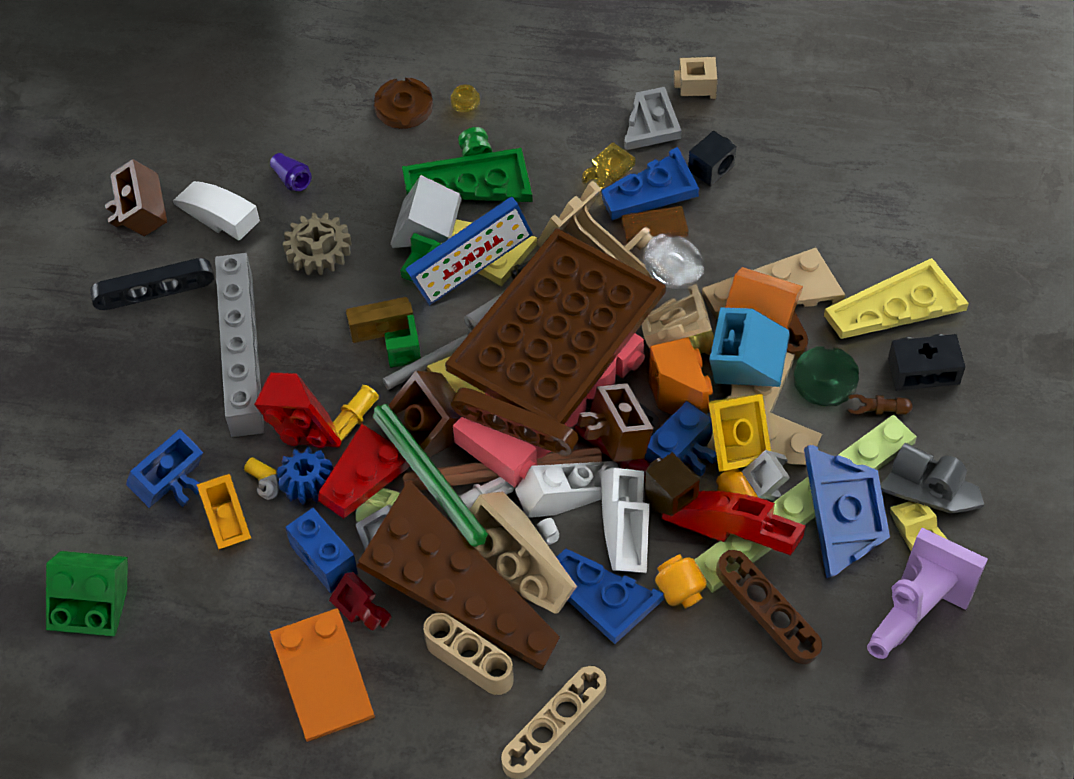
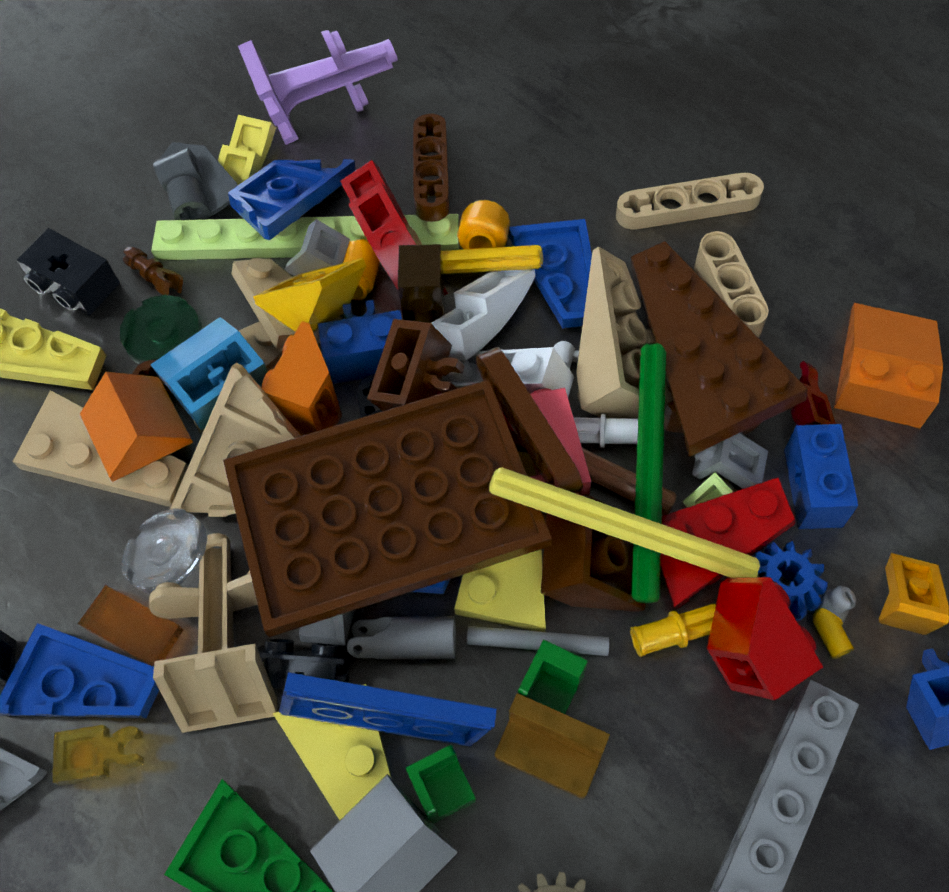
camera: 140 degrees left, 5 degrees up
(411, 404) = (622, 524): none -> light yellow axle
(655, 555) = (492, 259): none -> yellow axle

